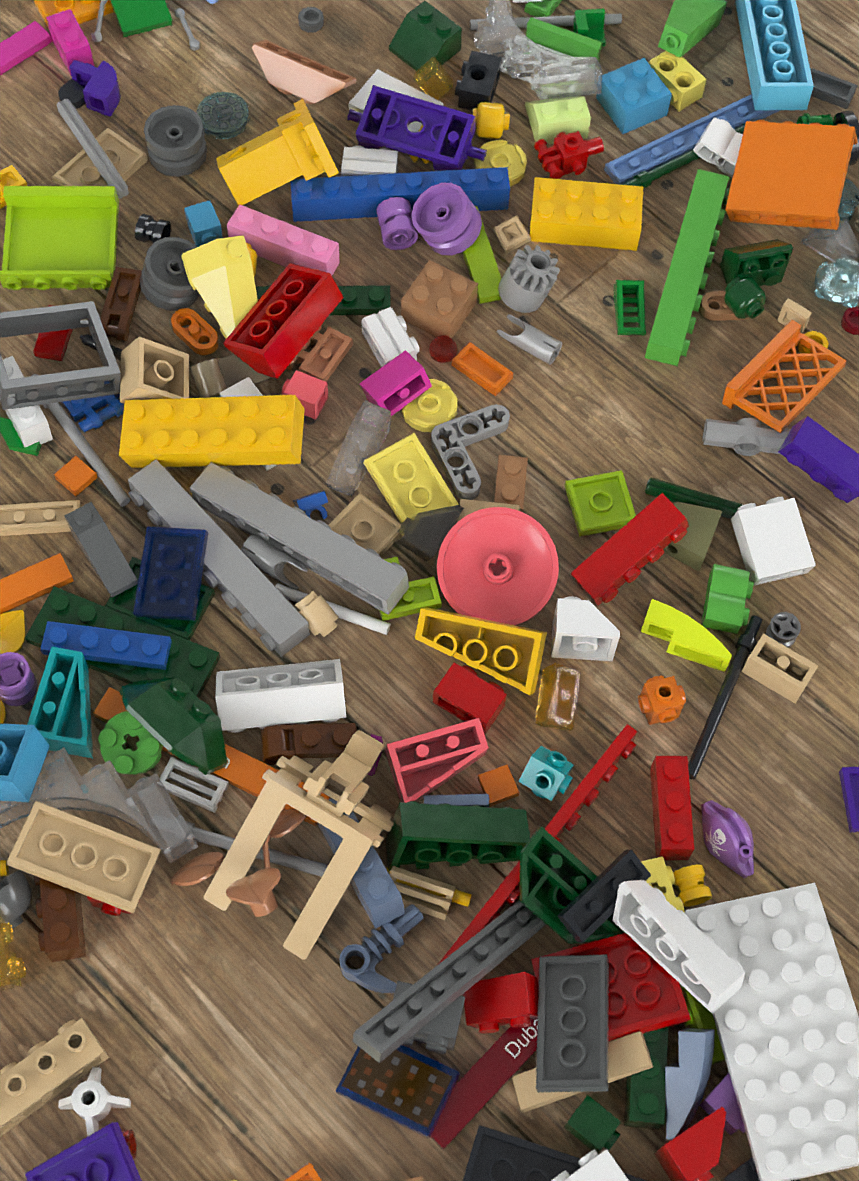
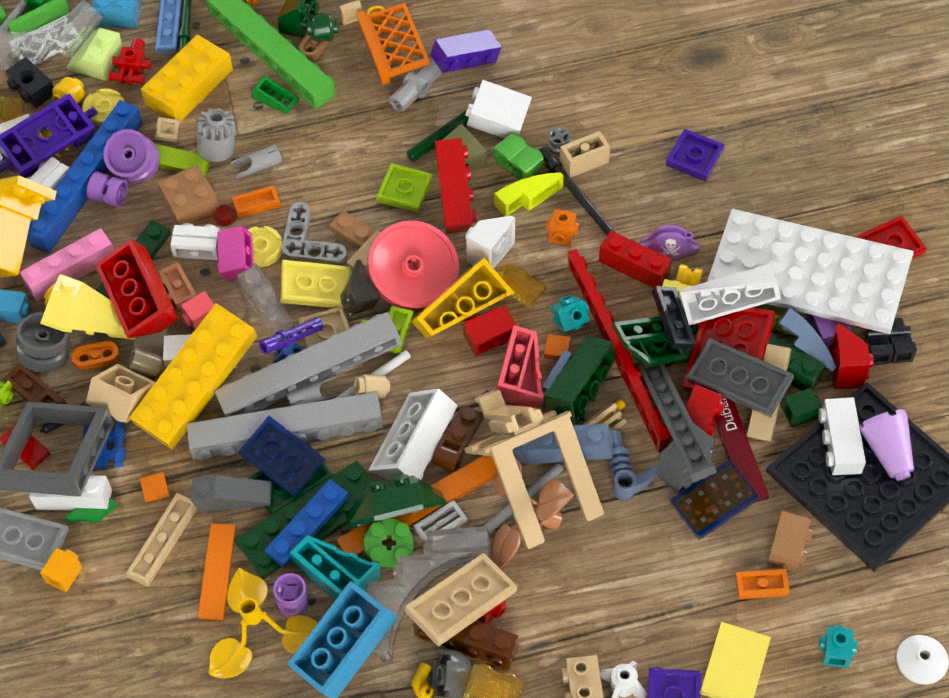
camera: 55 degrees left, 5 degrees down
(88, 452) = (145, 469): light grey bar -> none
(323, 496) = (271, 344): none -> dark purple pin

